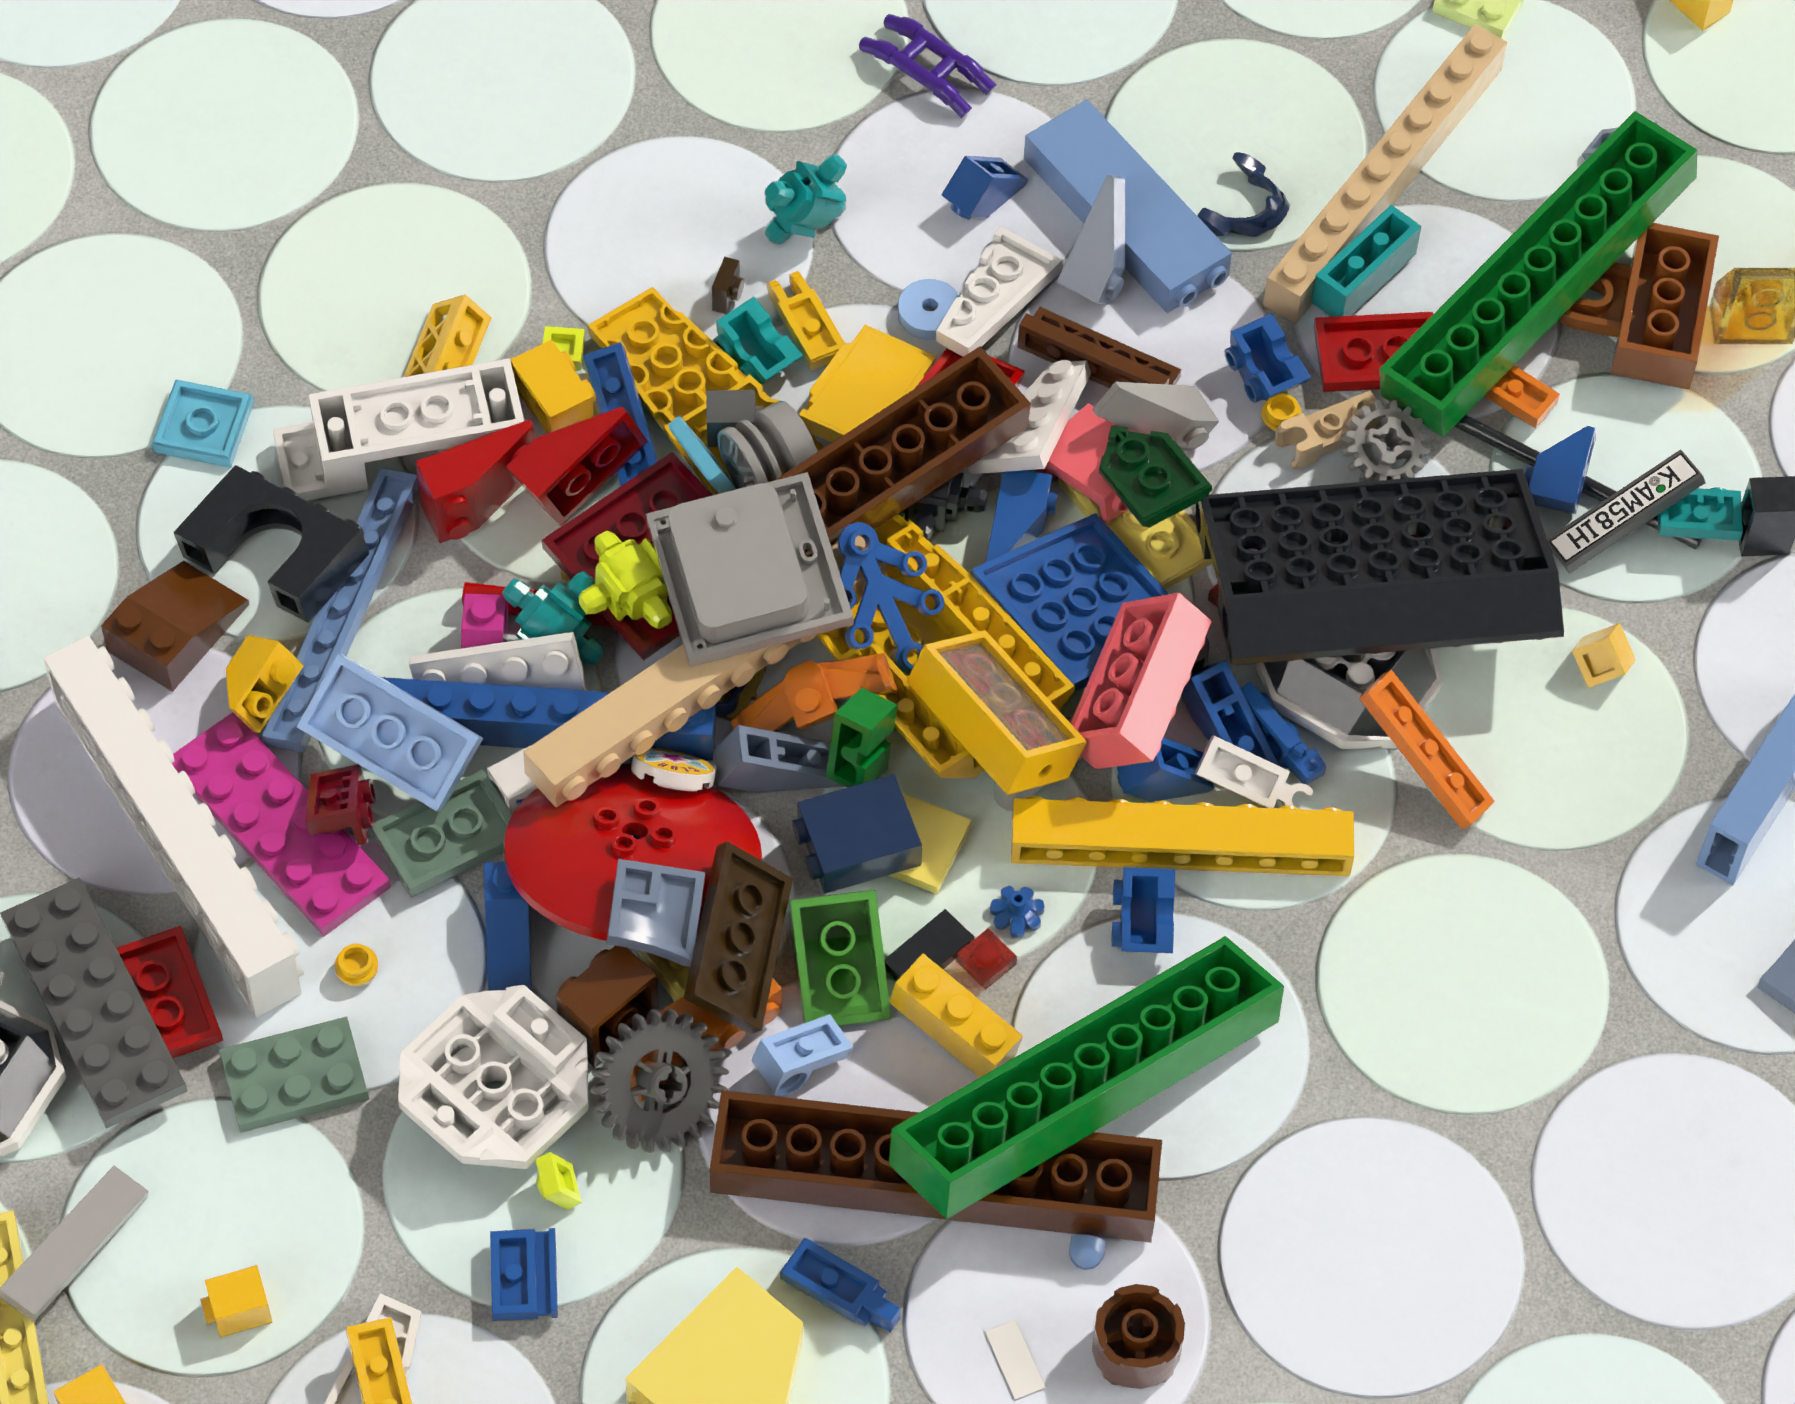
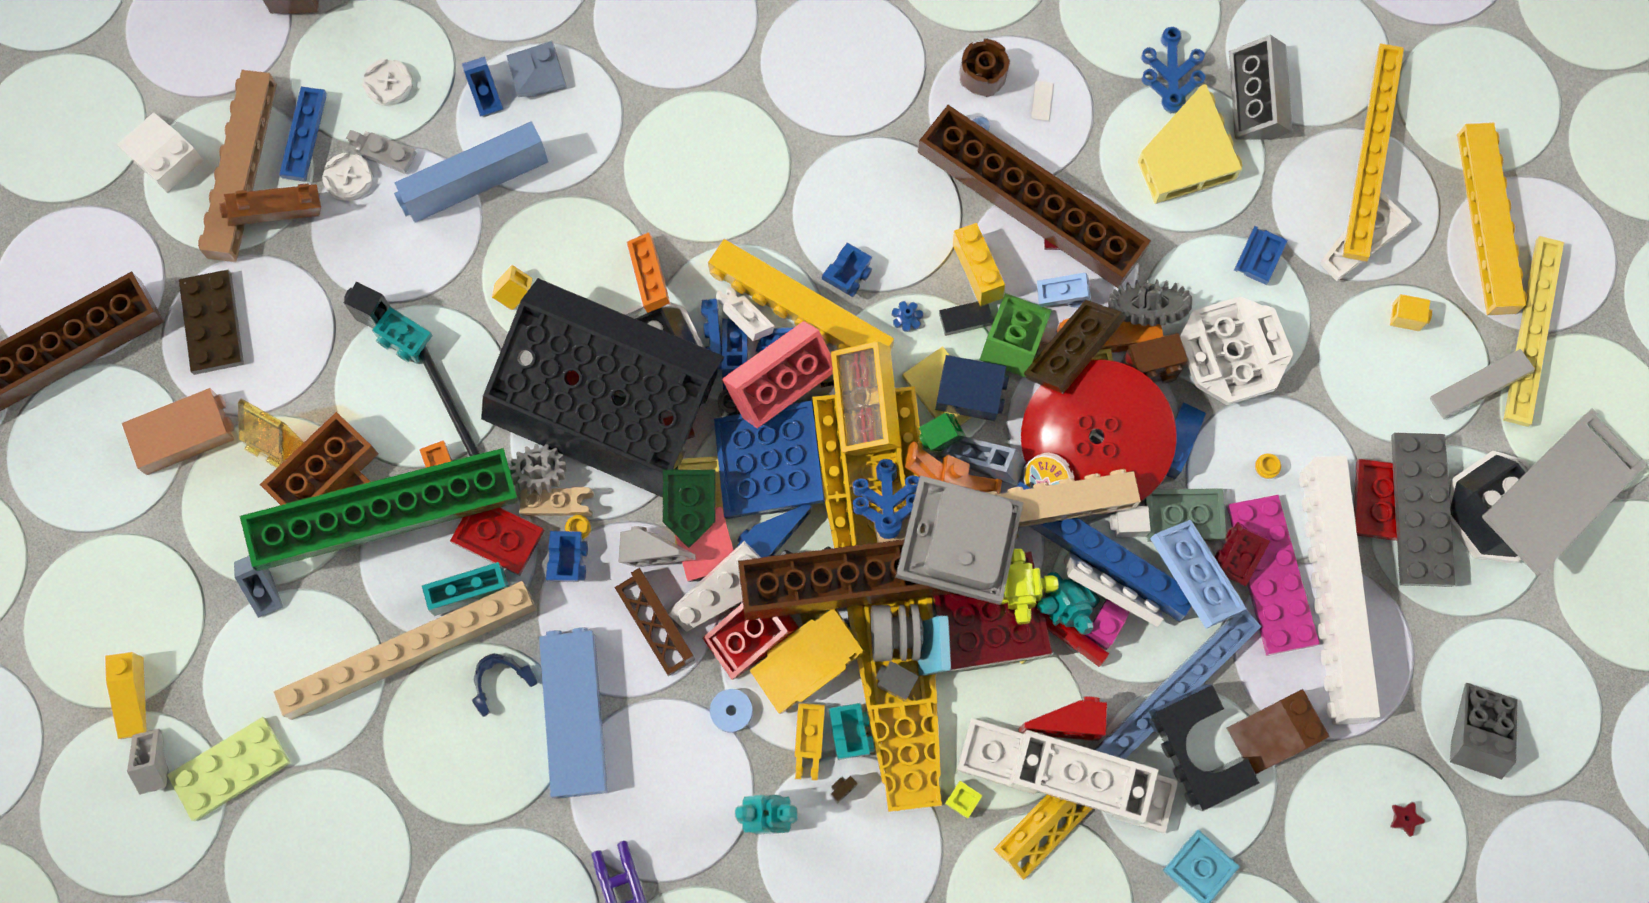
camera: 150 degrees left, 15 degrees up
(259, 679) = (1250, 659): yellow slope -> none
(293, 1074) = (1327, 423): sand green plate -> none
(552, 387) = (991, 759): yellow brick -> none
(557, 1181) = (1221, 289): neon yellow plate -> none
(576, 461) = (1011, 697): red slope -> none
(616, 388) = (957, 721): blue plate -> none
(656, 909) = (1117, 370): sand blue plate -> none
(839, 1286) = (1109, 170): blue hinge -> none
(982, 186) = (647, 776): blue slope -> none
(986, 958) = (938, 298): clear red plate -> none
(1002, 284) = (683, 697): white wing -> none
(1084, 1076) = (939, 180): green brick -> none
(1099, 251) = (618, 677): sand blue slope -> none
(1562, 471) = (455, 397): blue slope -> none
(1625, 511) = (441, 353): tile -> none

